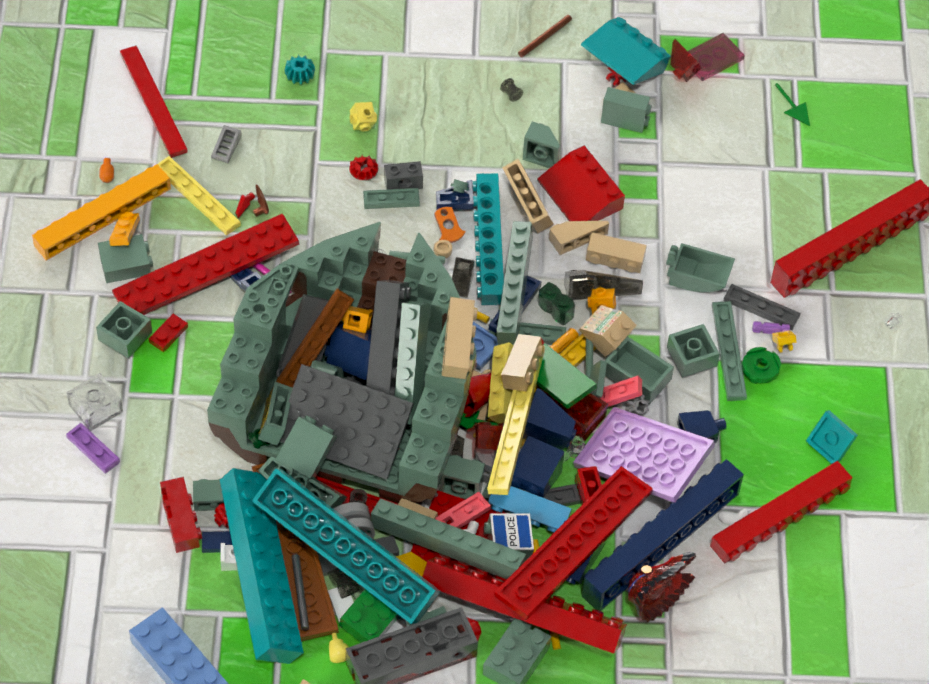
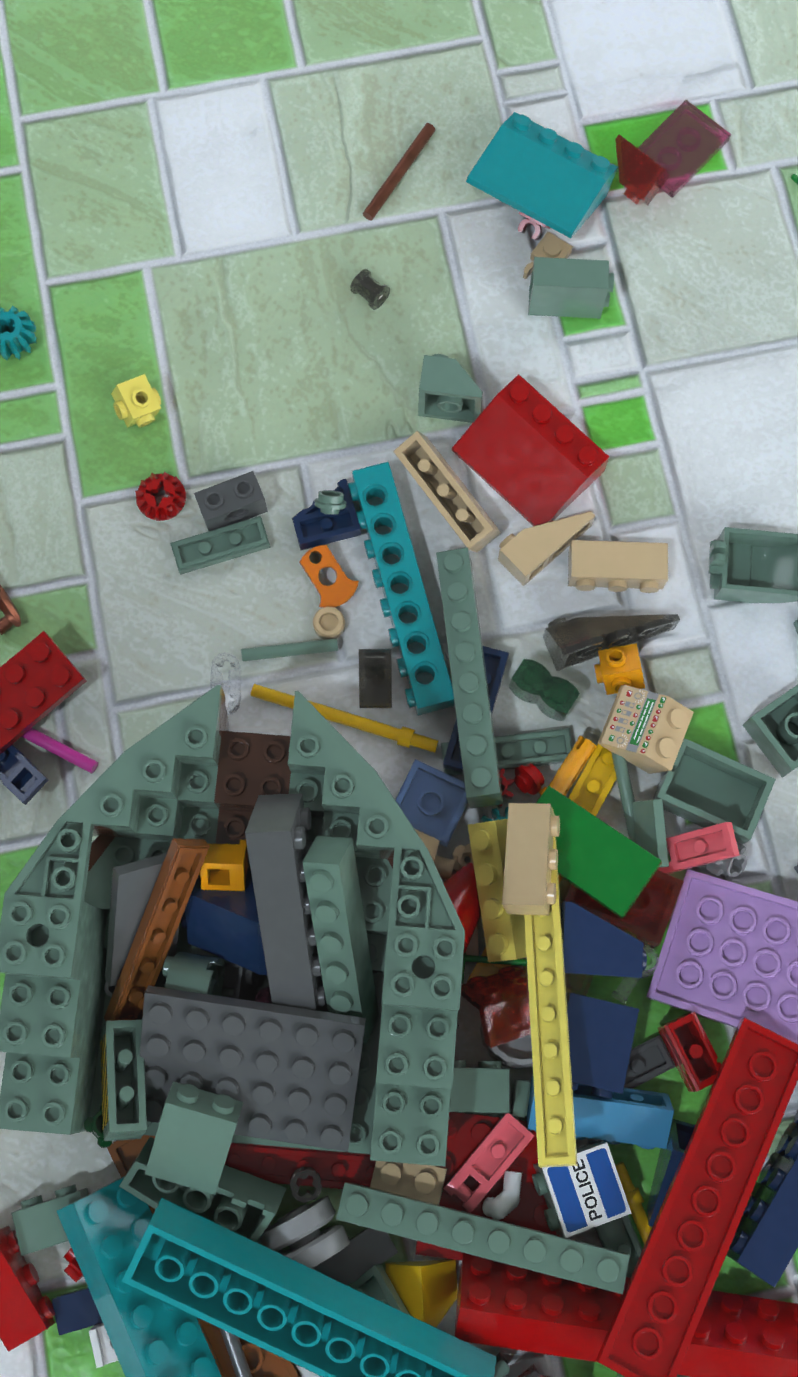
camera: 10 degrees left, 20 degrees up
(458, 338) = (428, 921): tan brick -> none

